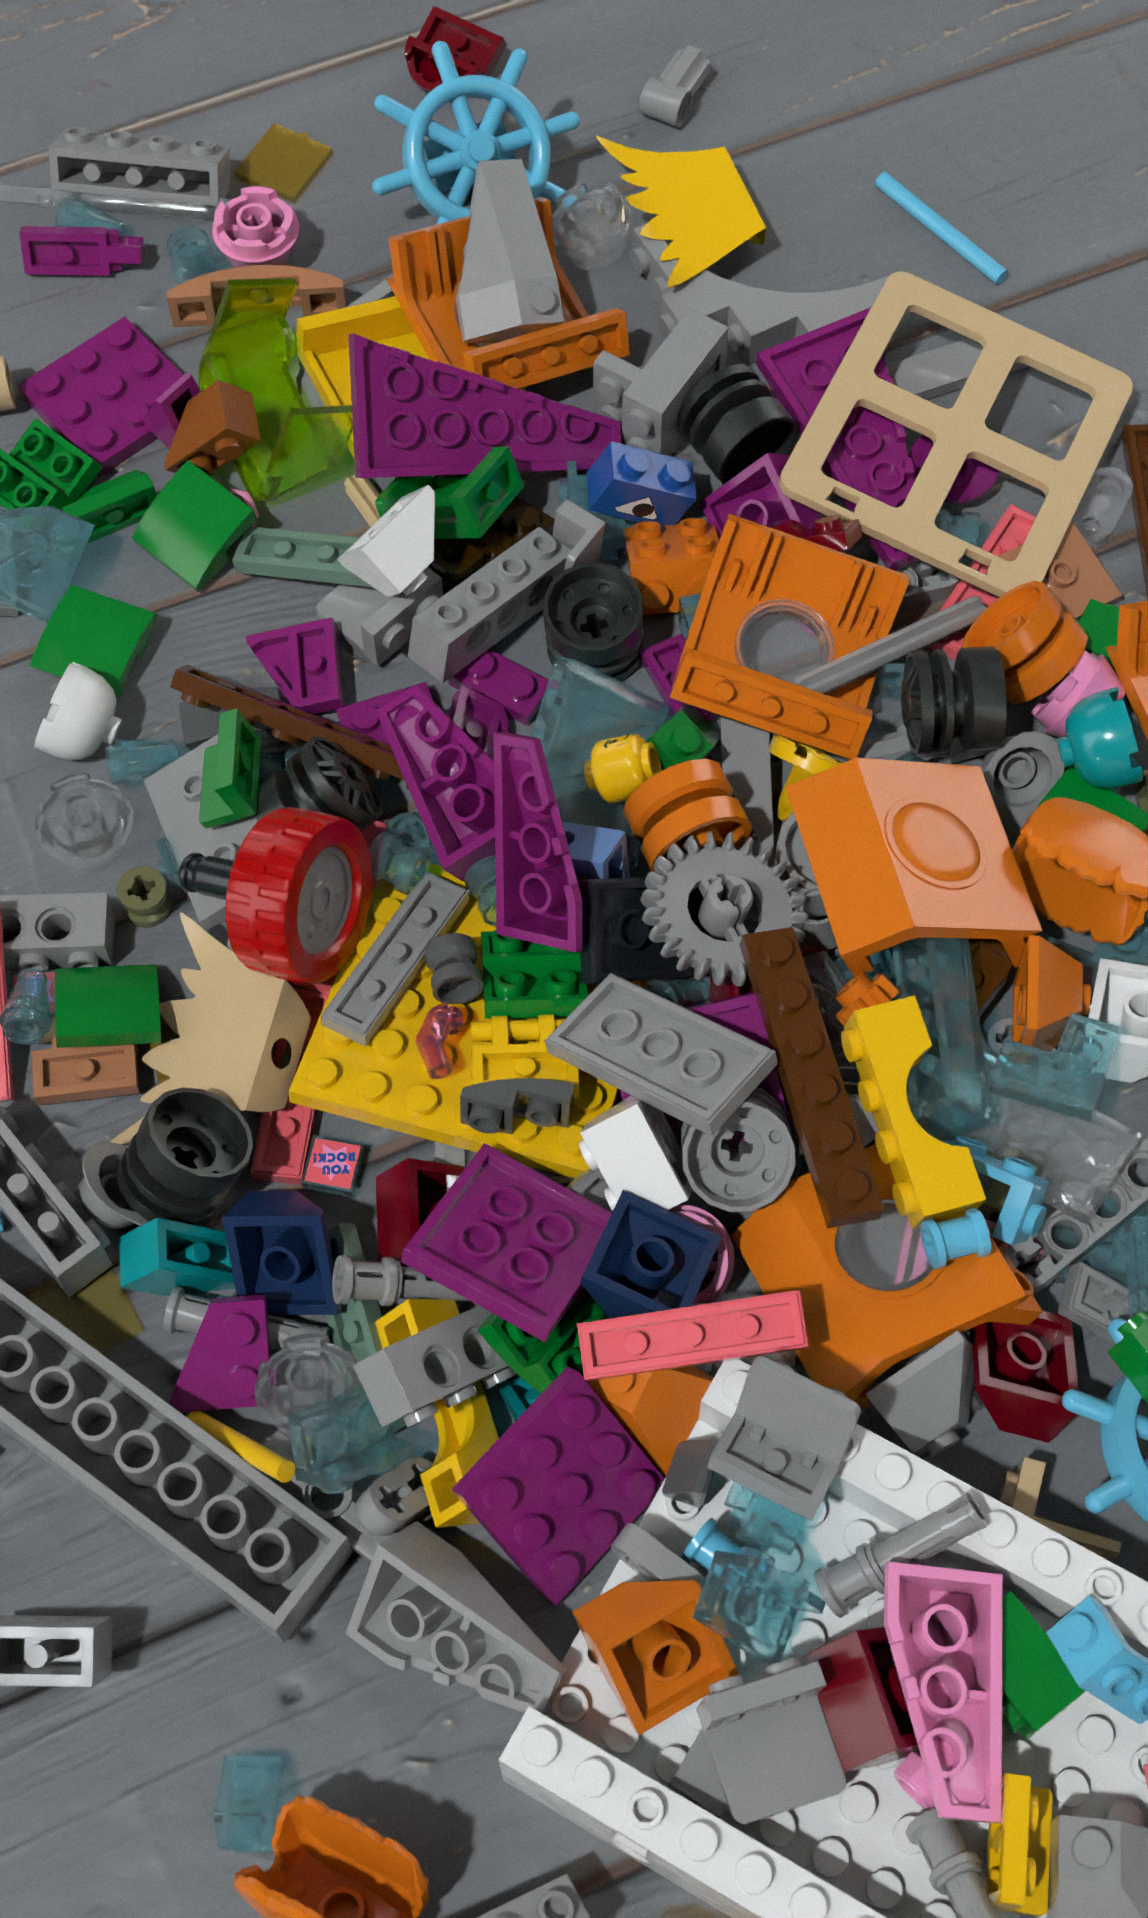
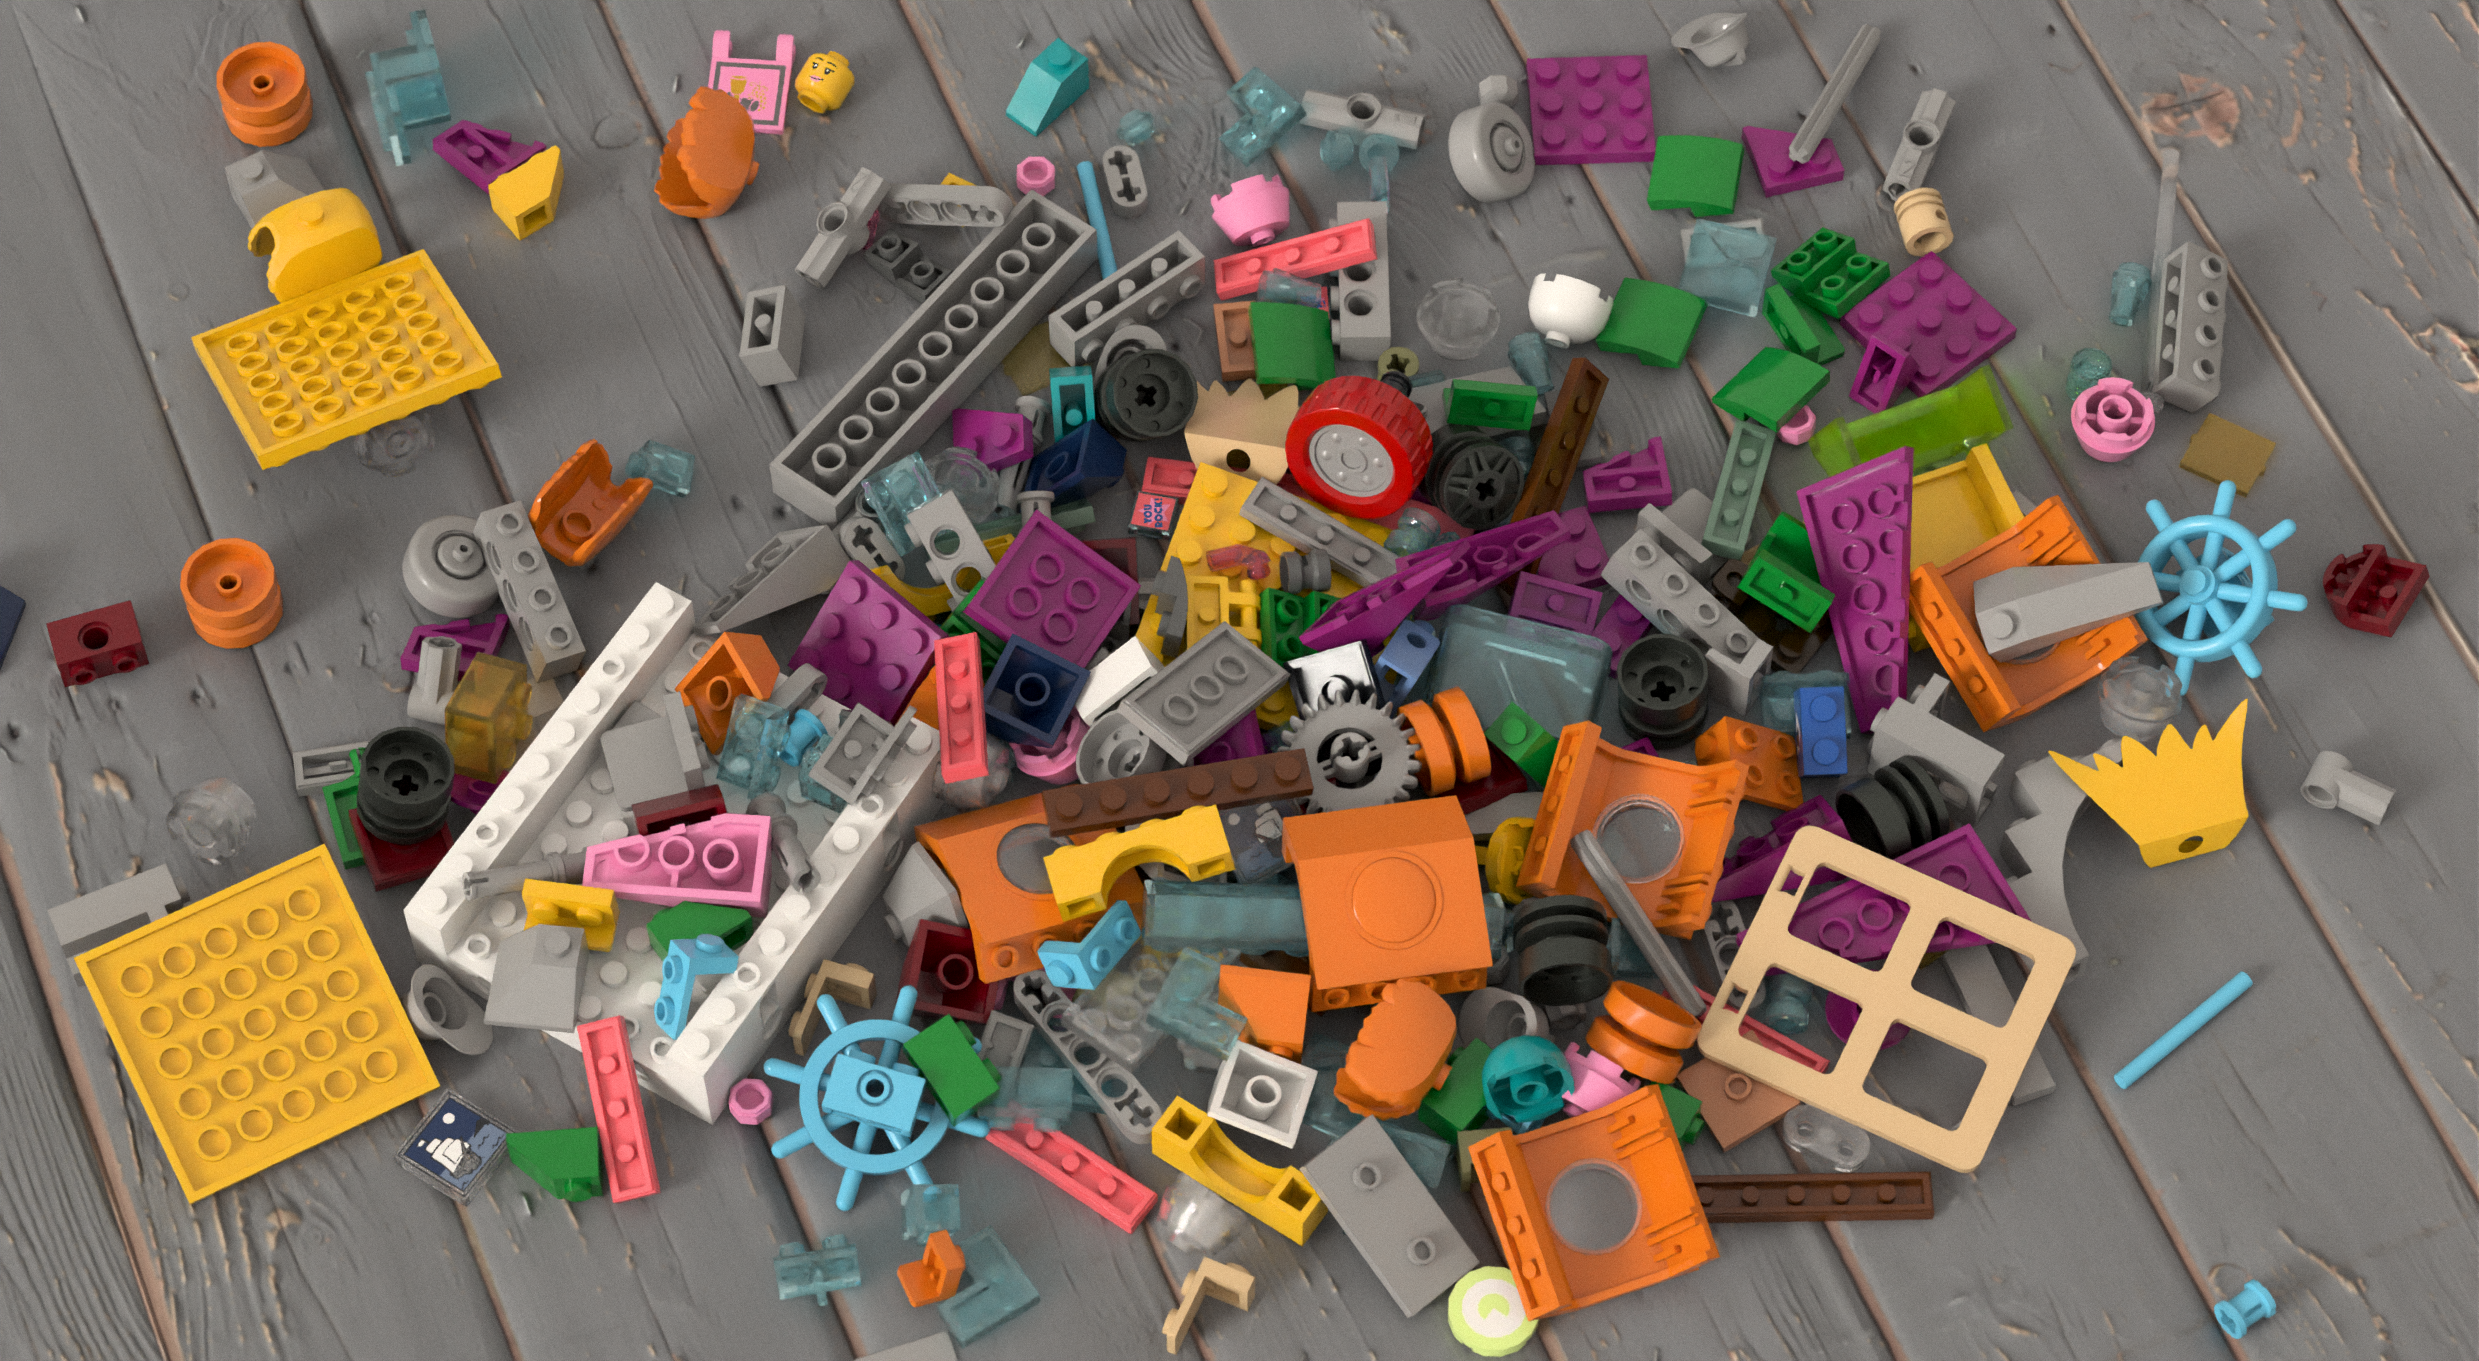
camera: 90 degrees right, 5 degrees down
(77, 250) = (2091, 287): magenta hinge -> none
(199, 298) = (2040, 391): nougat slope -> none
(214, 429) = (1863, 390): dark orange slope -> none
(246, 1448) = (912, 444): yellow bar -> none
(396, 546) = (1720, 518): white slope -> none
(621, 766) = (1488, 684): yellow head -> none
(827, 531) = (1748, 864): dark red plate -> none
(863, 993) = (1255, 857): orange gear -> none
(955, 1238) = (1031, 891): medium azure bush -> none

